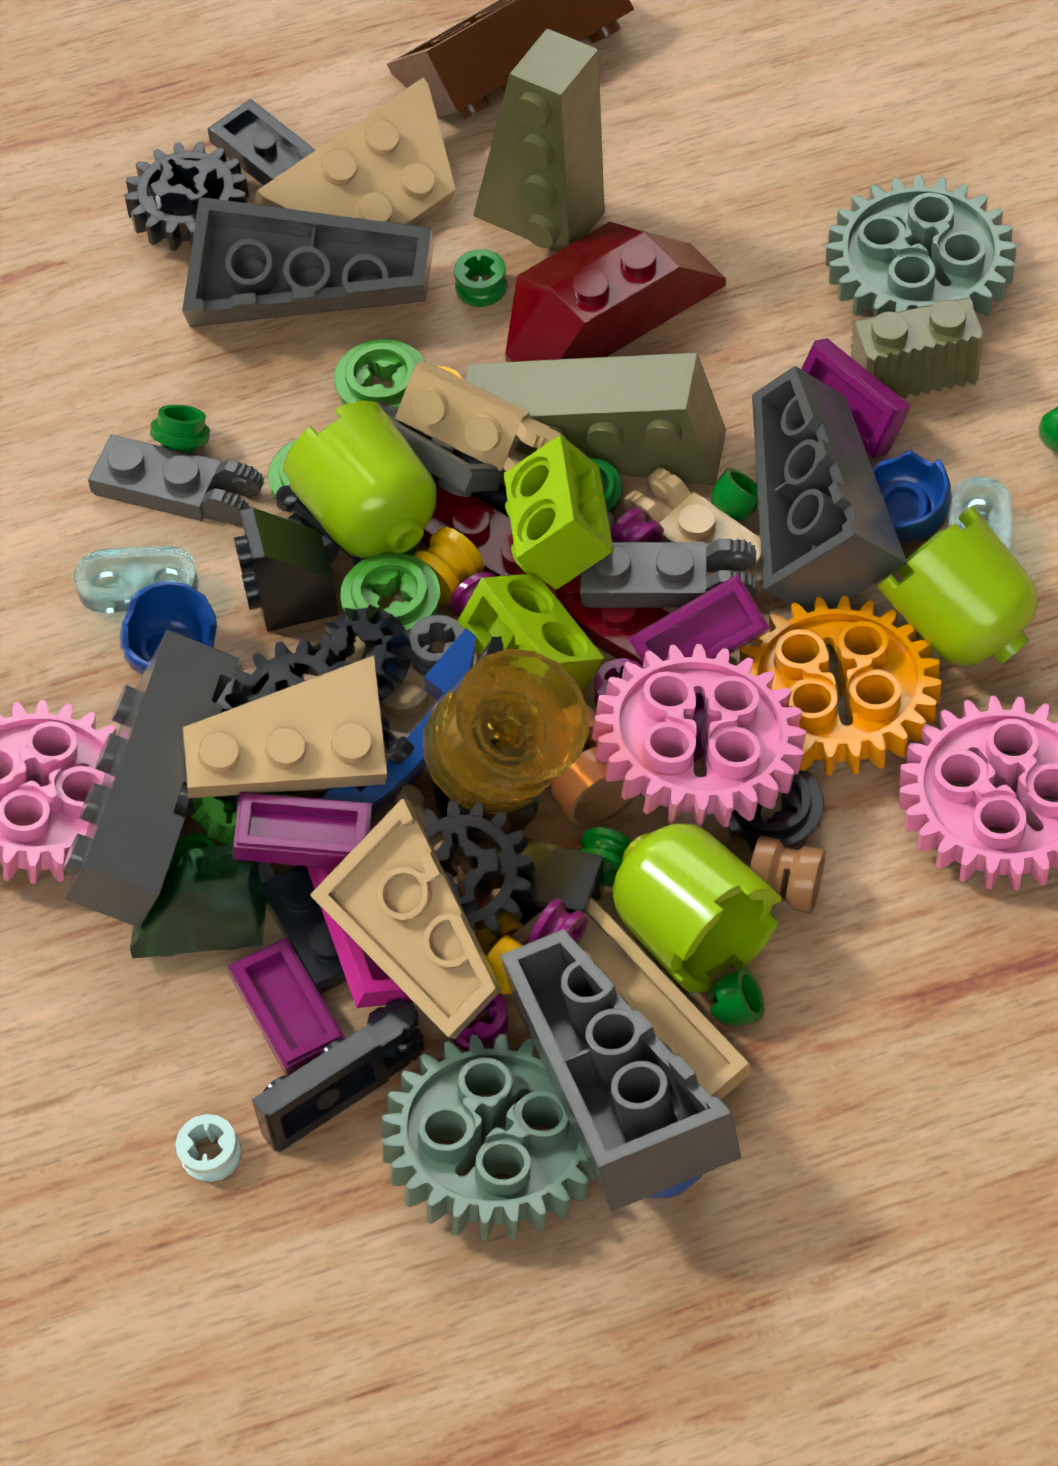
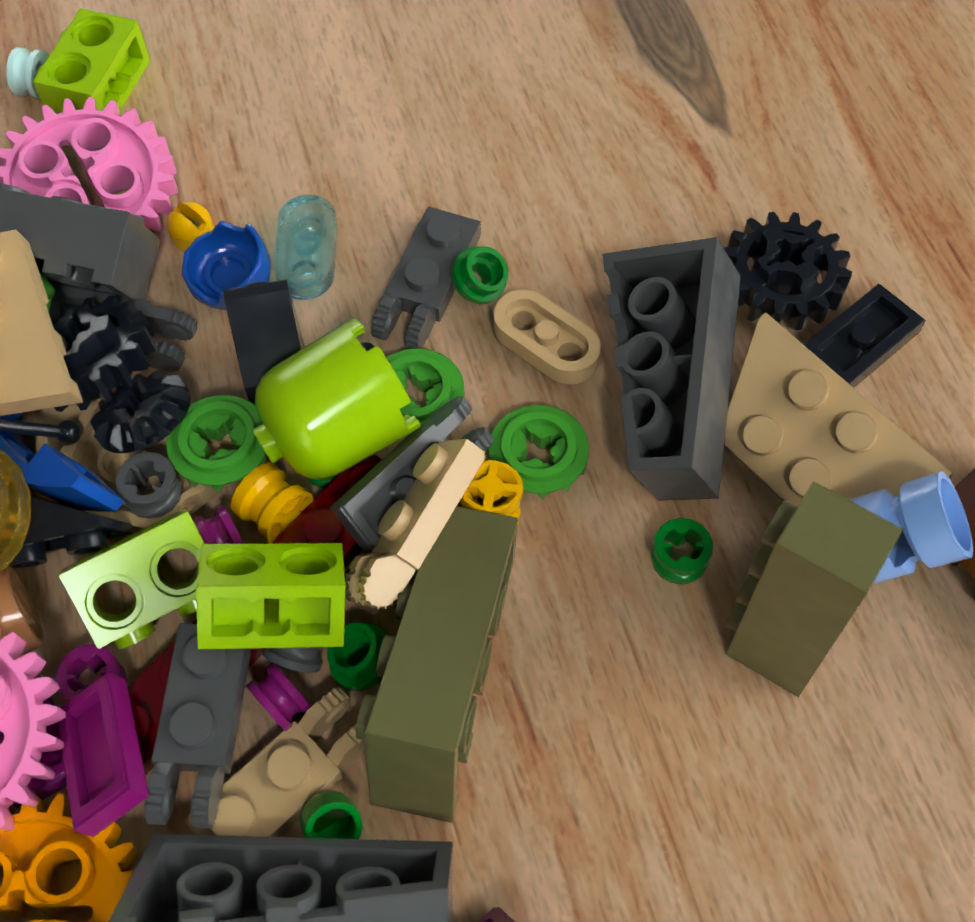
camera: 90 degrees right, 5 degrees up
(101, 699) = (181, 228): none -> yellow hinge
(248, 381) = (552, 336): none -> tan plate
(474, 100) = (931, 524): none -> light blue wheel
(605, 293) = (652, 687): dark red wedge -> none

